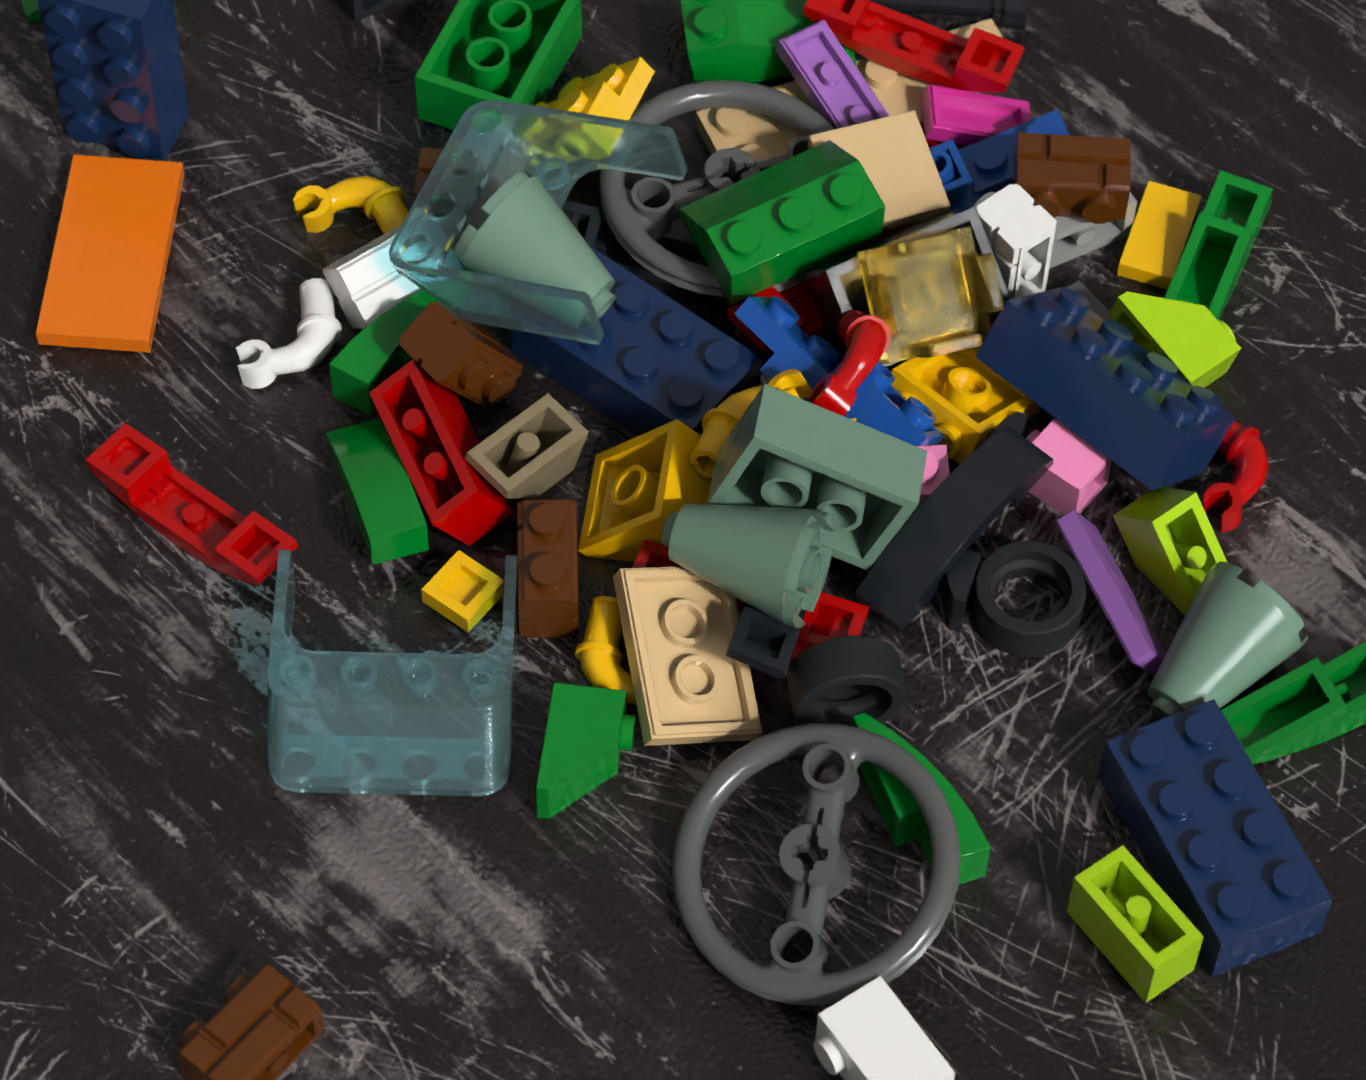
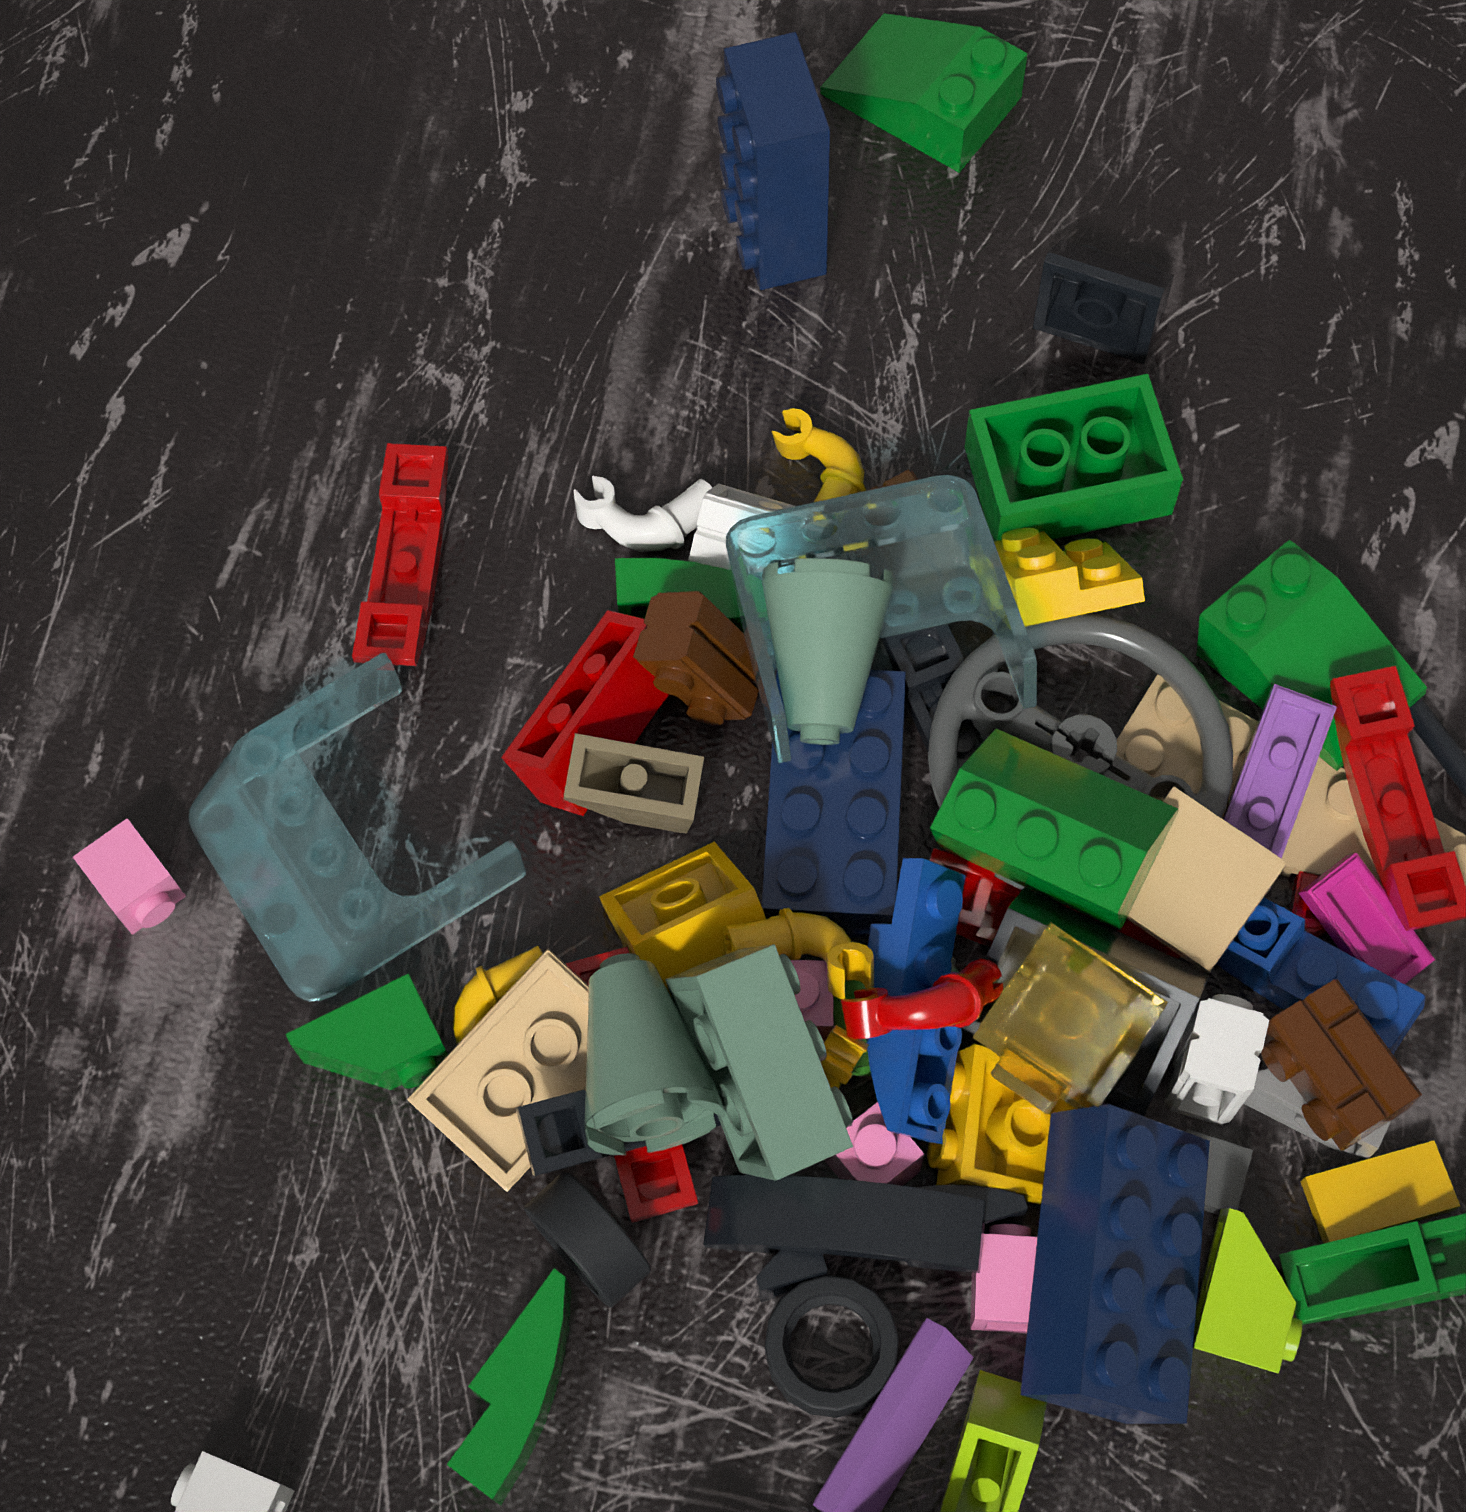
camera: 60 degrees right, 10 degrees up
(110, 254) = (628, 317): orange tile -> none
(307, 840) = (130, 877): none -> bright pink brick
(378, 491) = (515, 686): green slope -> none
(463, 591) = (474, 827): yellow plate -> none
(547, 568) = (543, 884): reddish brown brick -> none
(824, 747) = (377, 1342): dark grey piece -> none
(1251, 464) = (1161, 1471): red piece -> none

